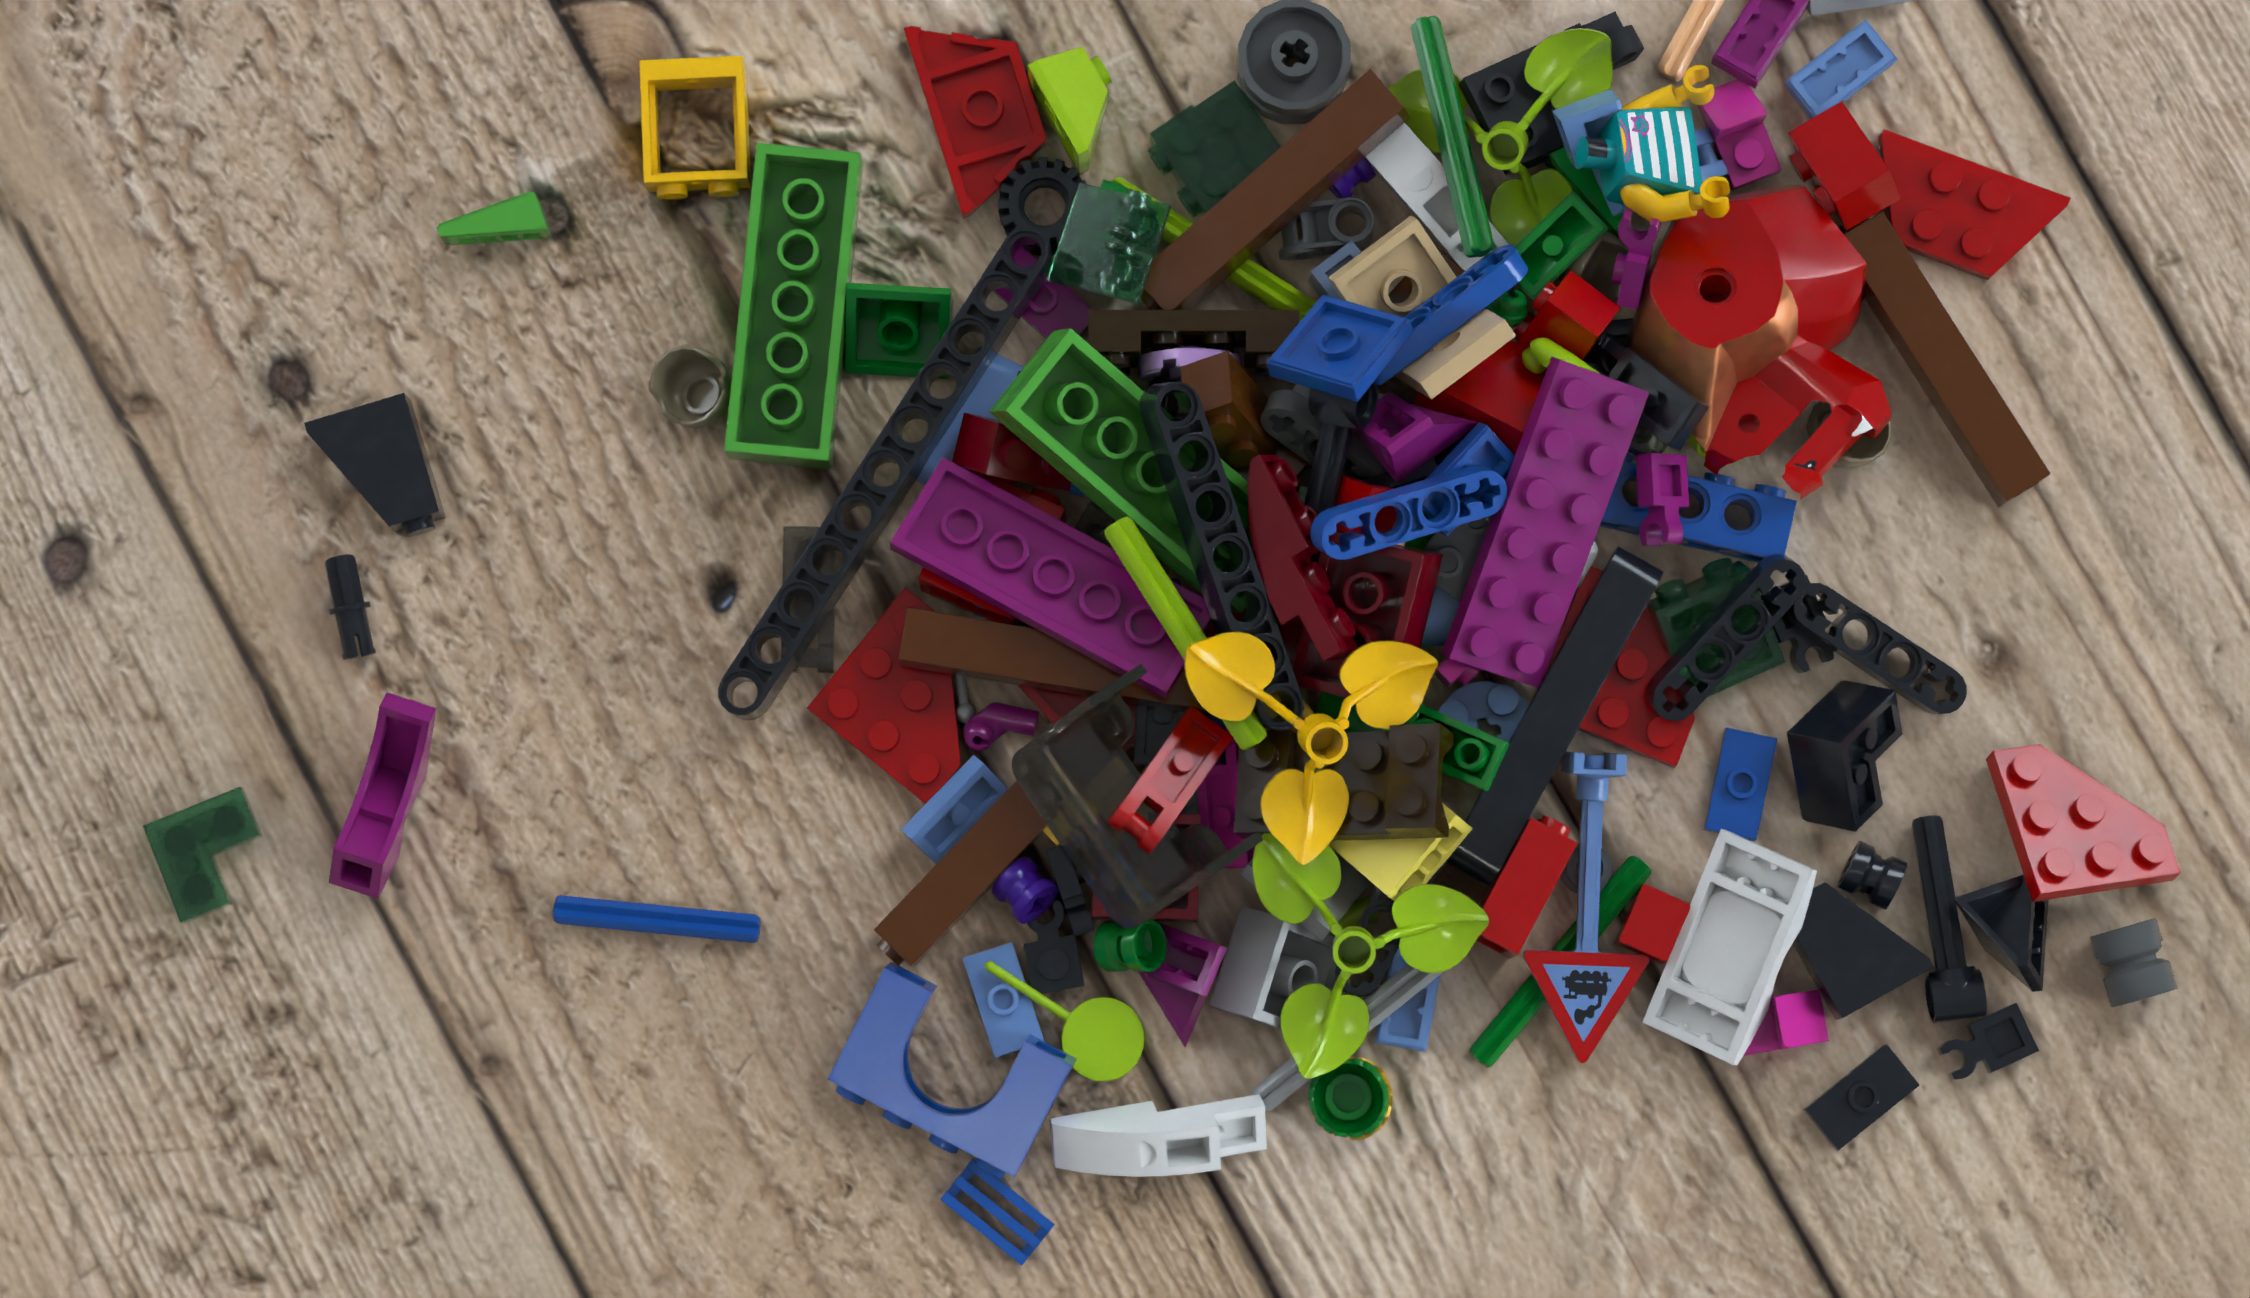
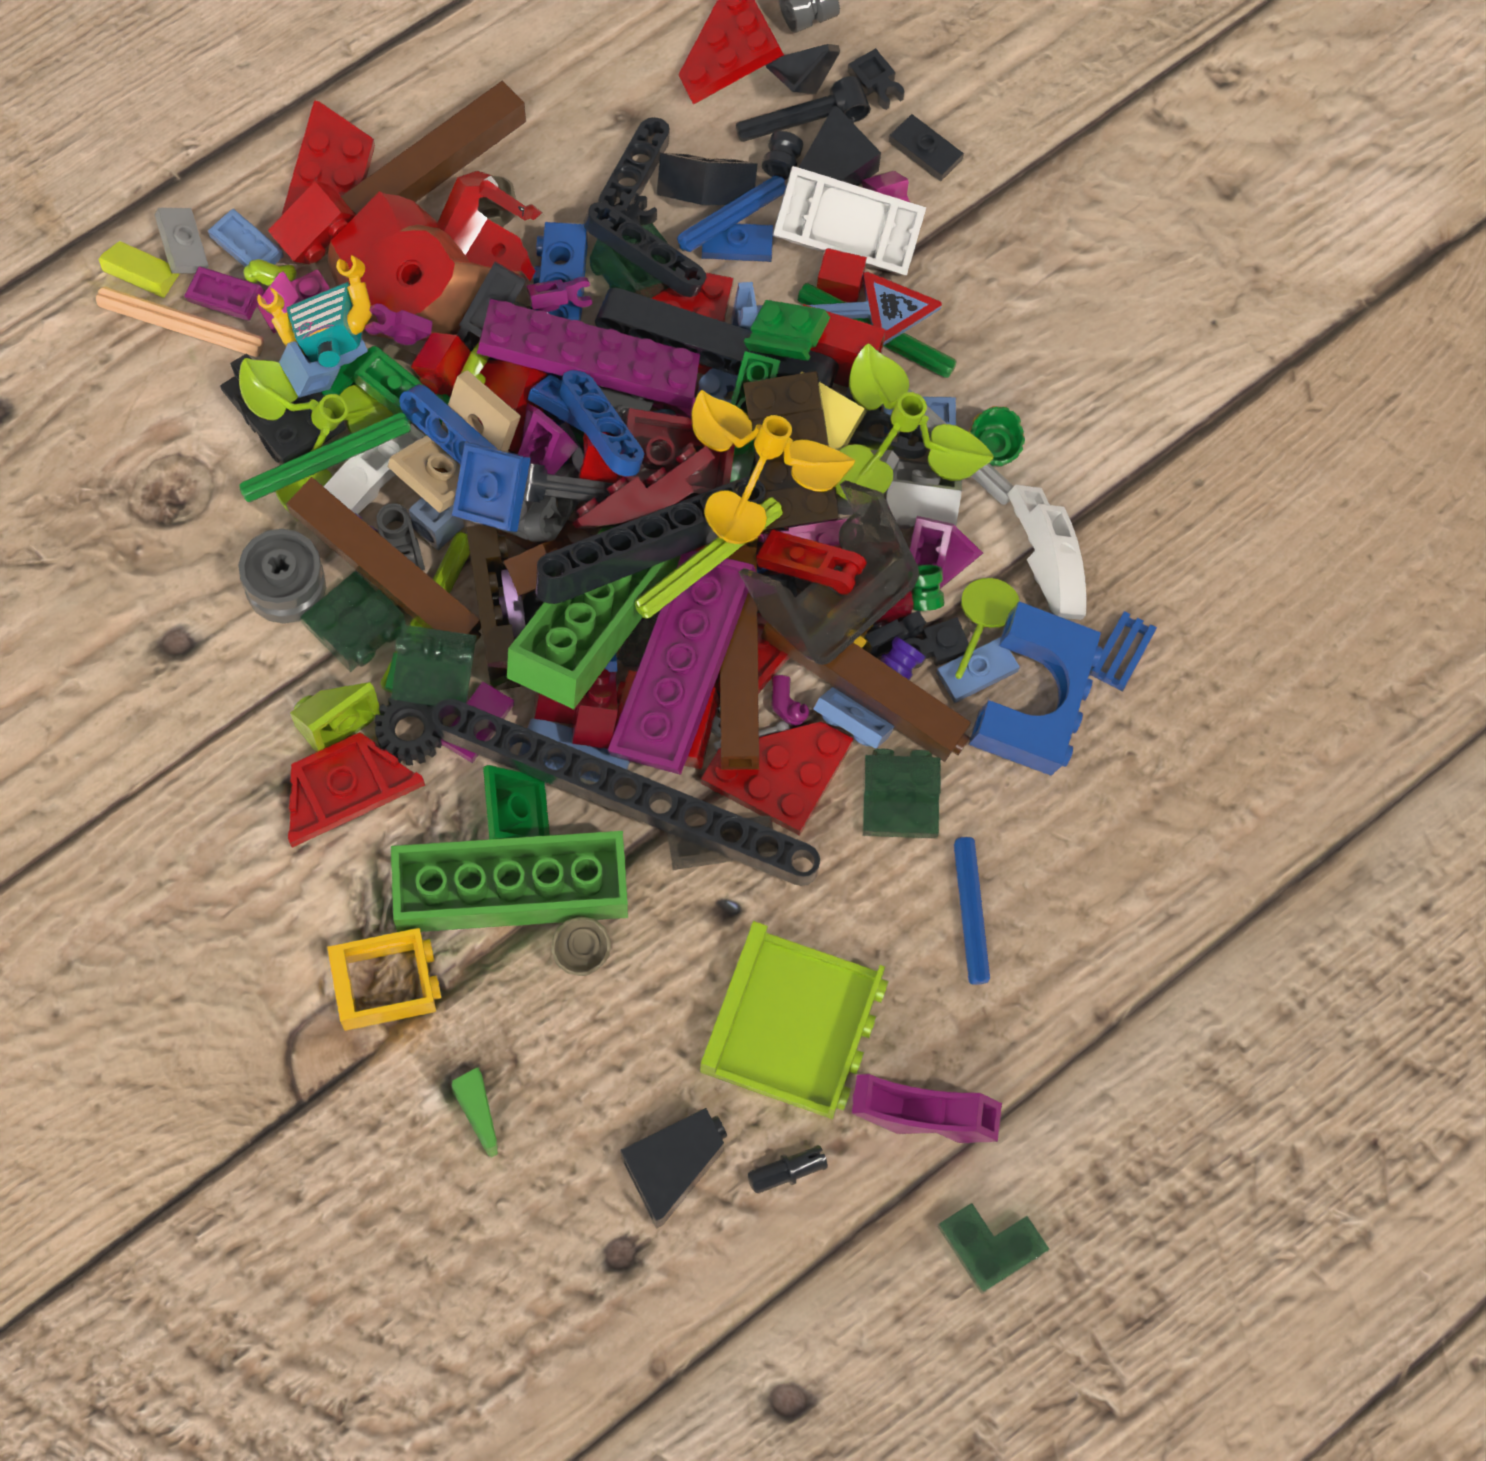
camera: 105 degrees left, 15 degrees down
(545, 652) = (793, 1023): none -> lime panel
(835, 855) = (901, 794): none -> clear green plate
(1535, 809) = (787, 329): none -> green plate
(1776, 96) = (267, 272): none -> lime arm
(1777, 780) = (731, 214): none -> blue axle

